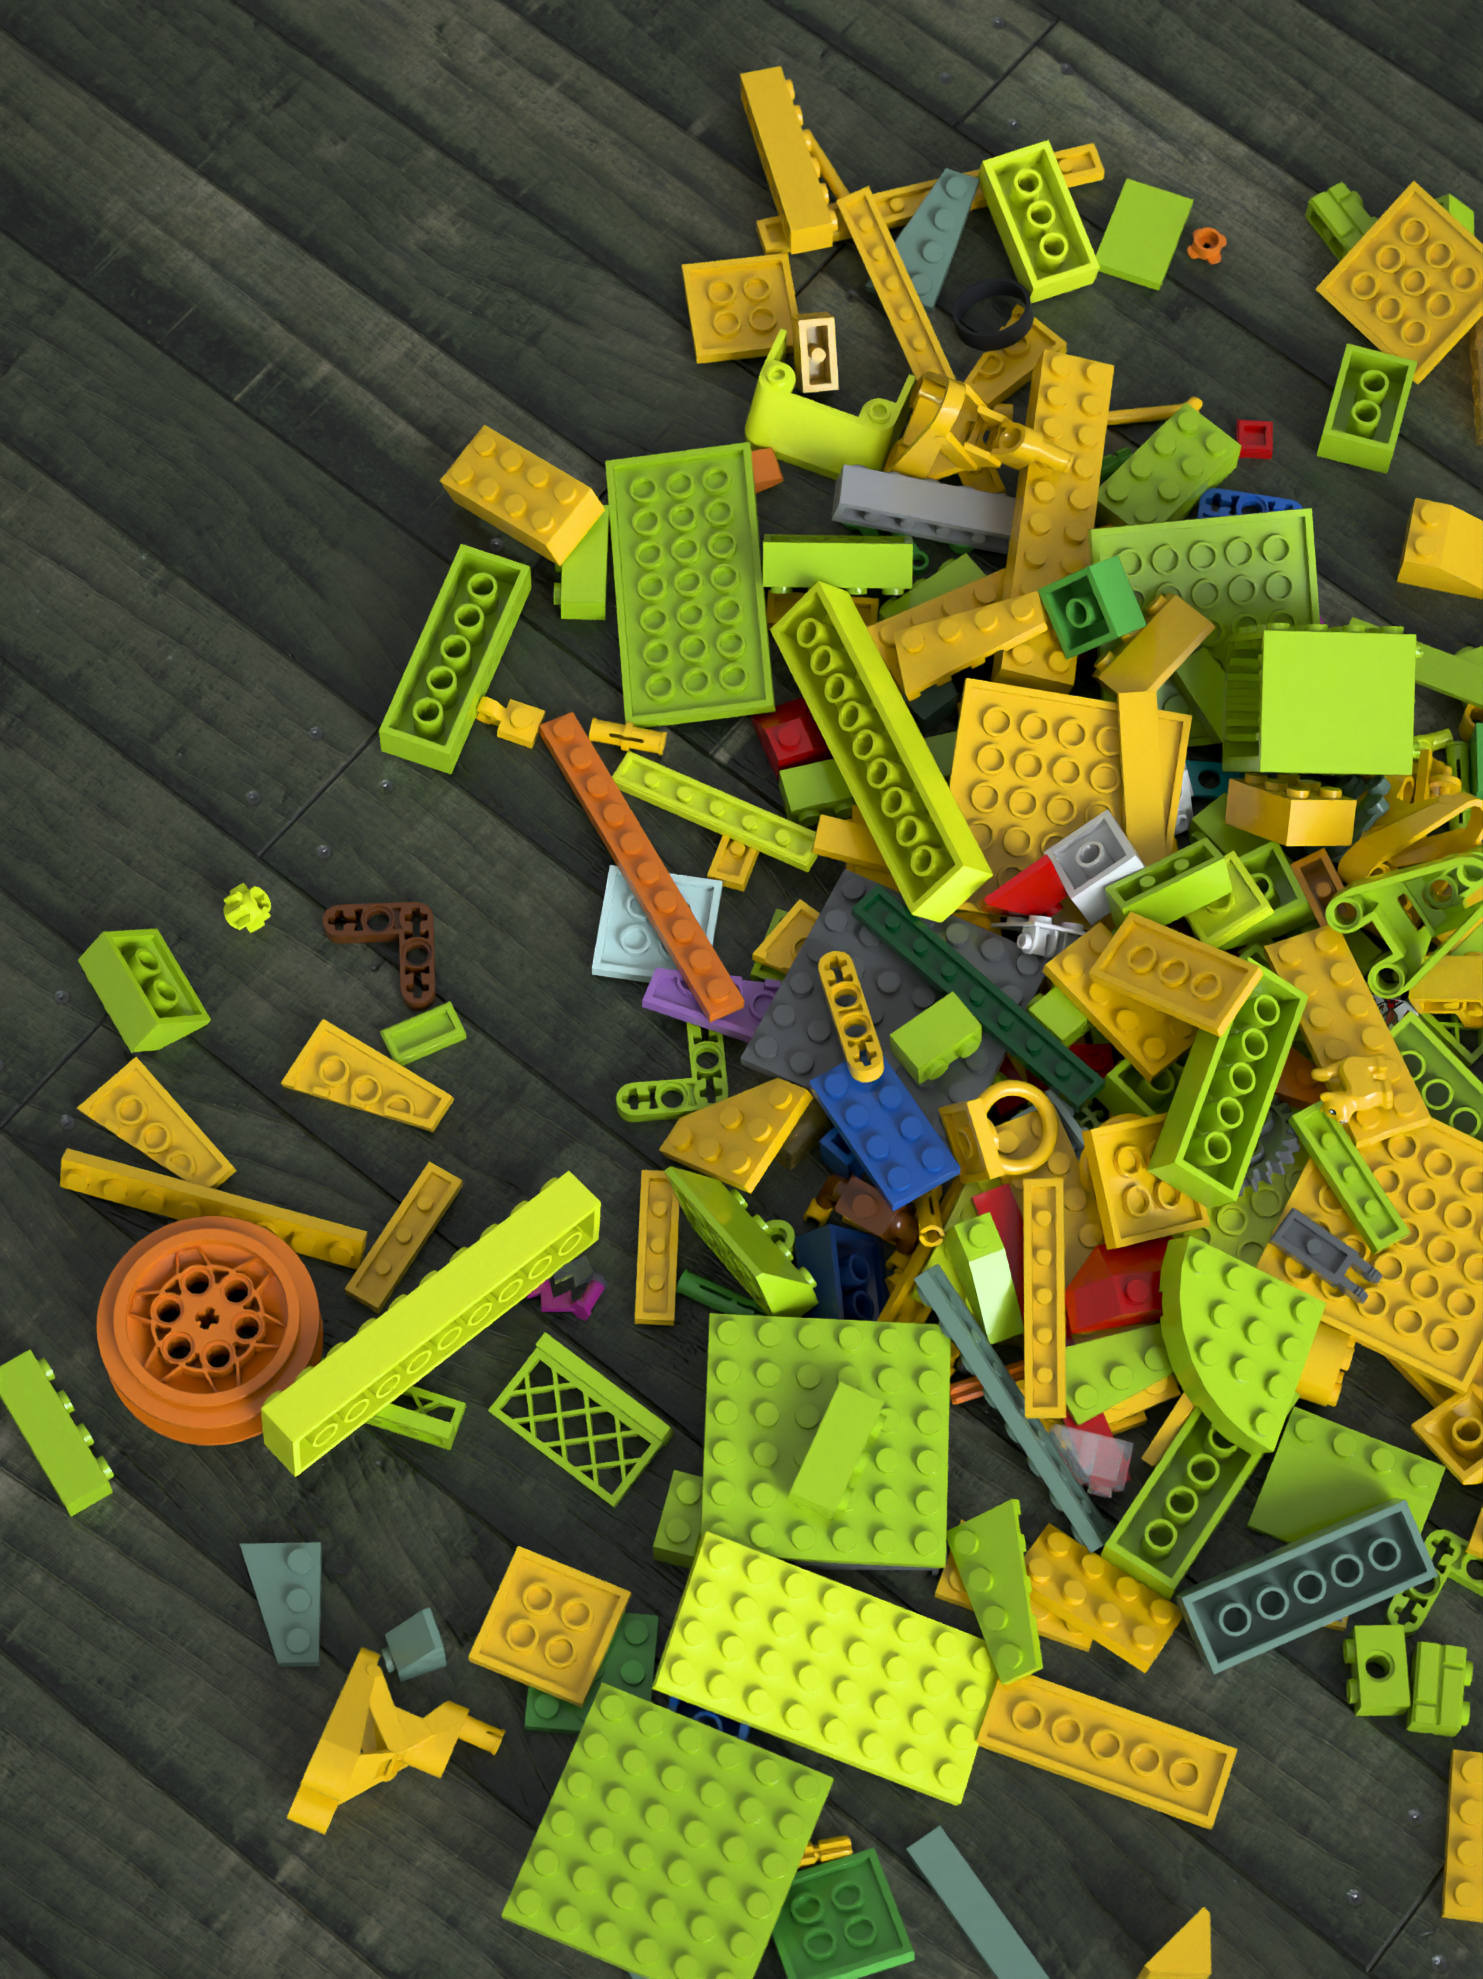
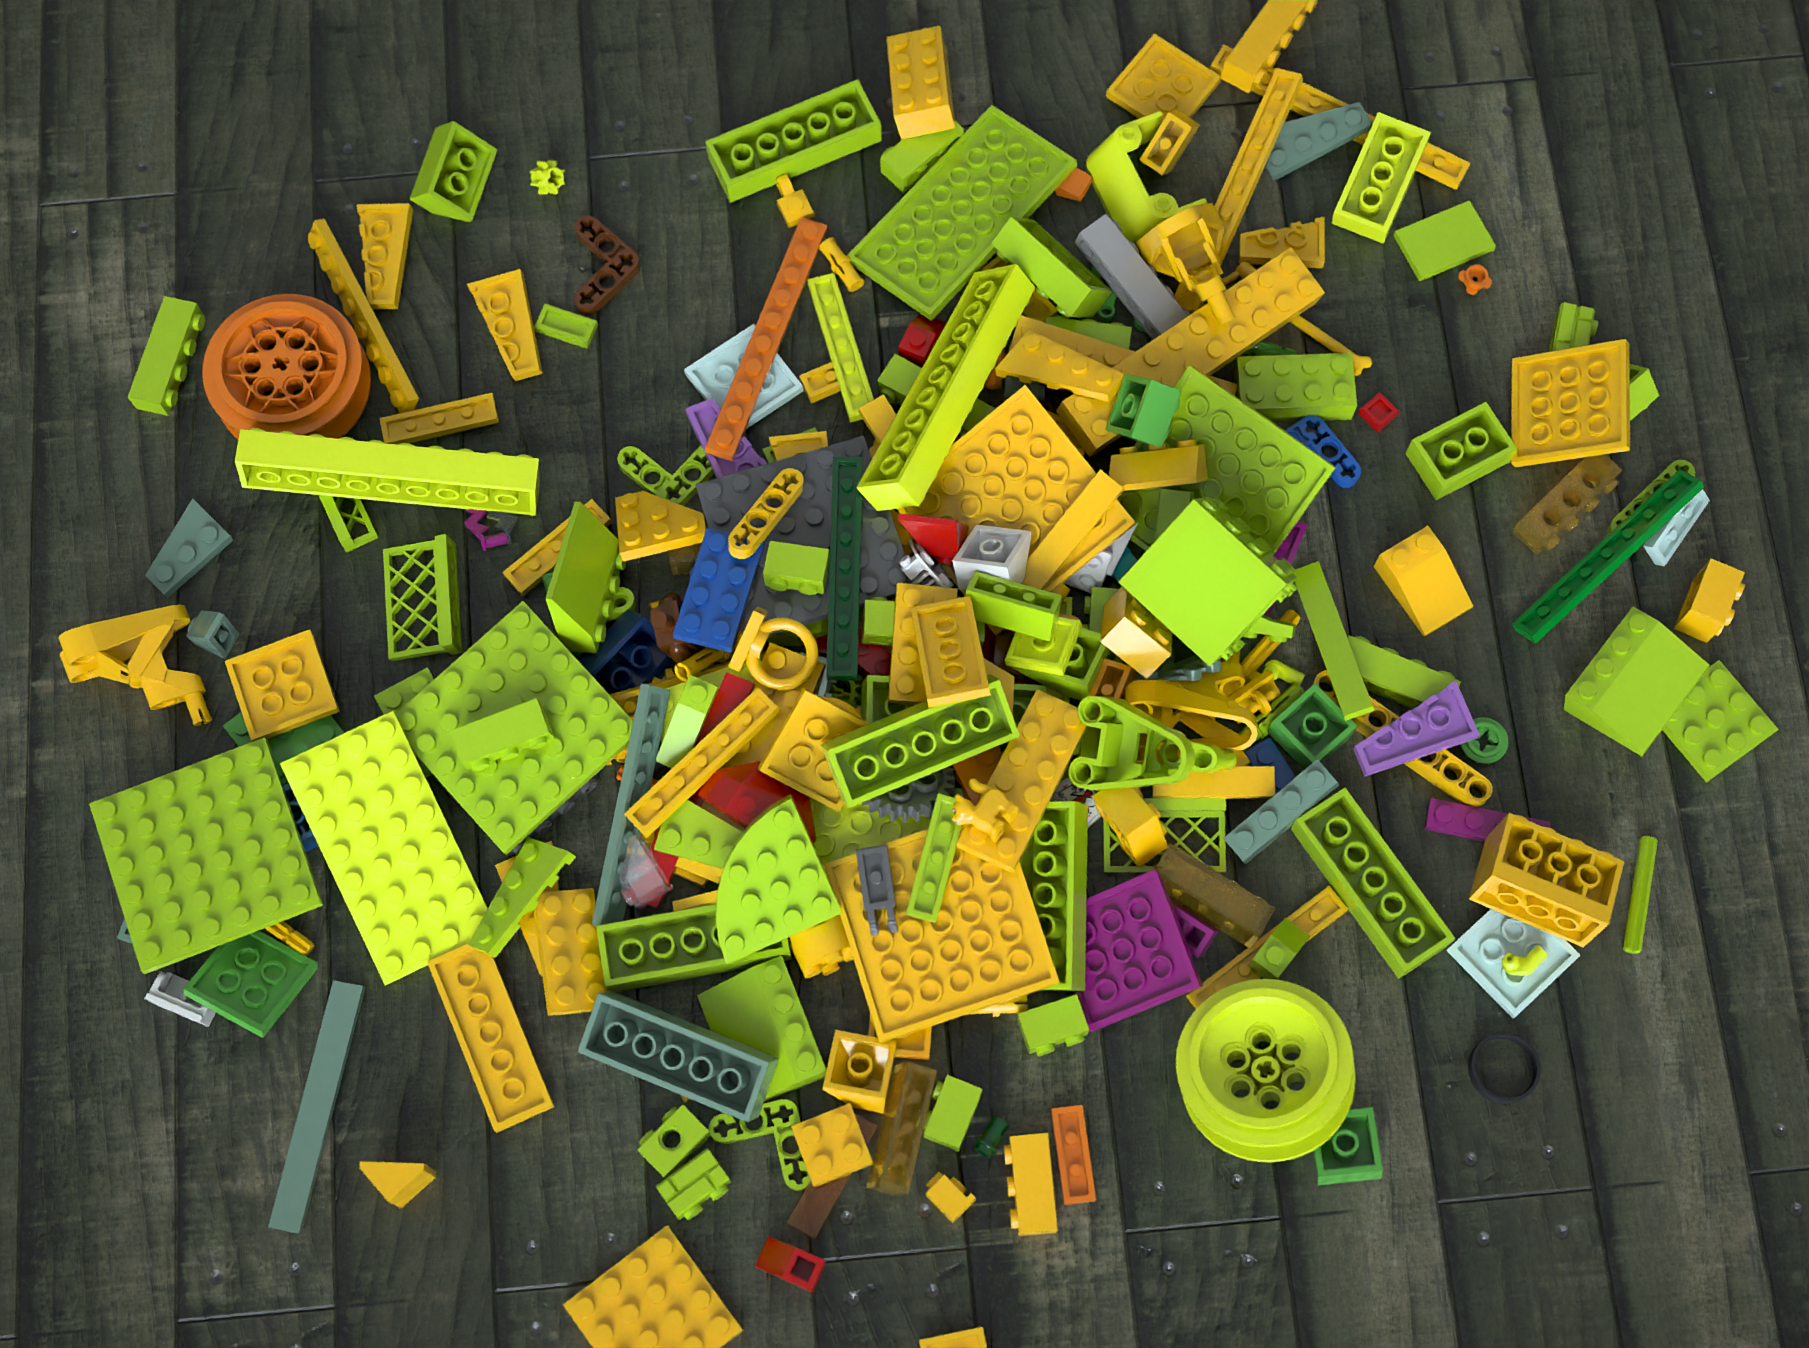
camera: 50 degrees right, 5 degrees up
(827, 170) = (1298, 44): yellow bar -> none
(1000, 339) = (1299, 229): black tyre -> none

